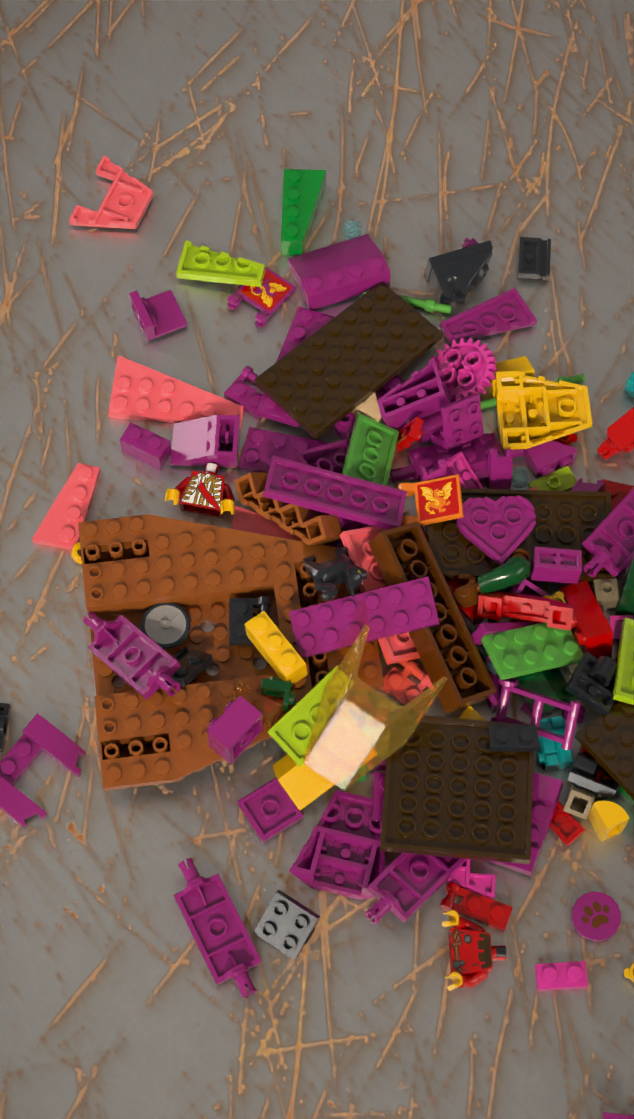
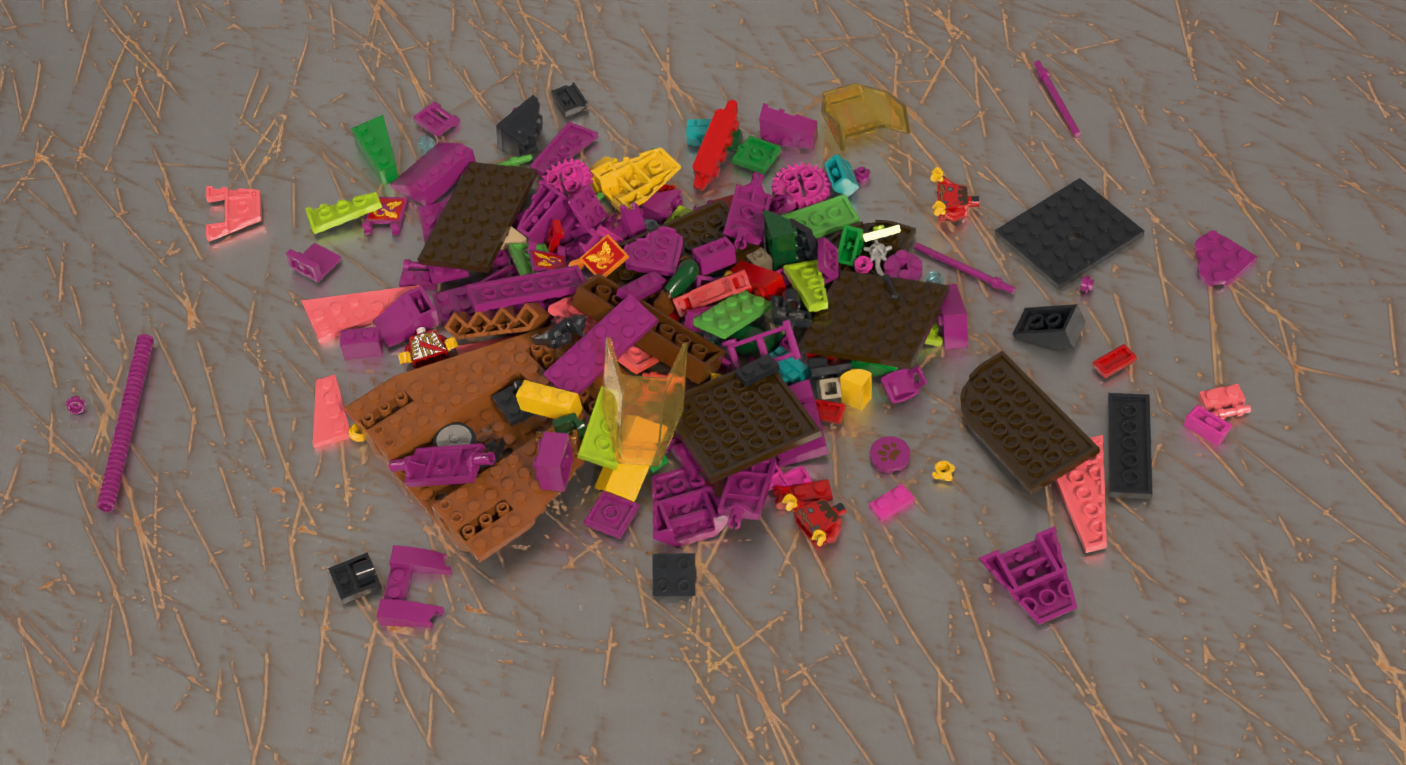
camera: 25 degrees left, 15 degrees down
(217, 929) = (624, 607): magenta plate -> none
(375, 206) = (433, 123): none -> magenta plate
(382, 464) = (546, 261): none -> flag
(453, 564) = (642, 286): none -> magenta plate

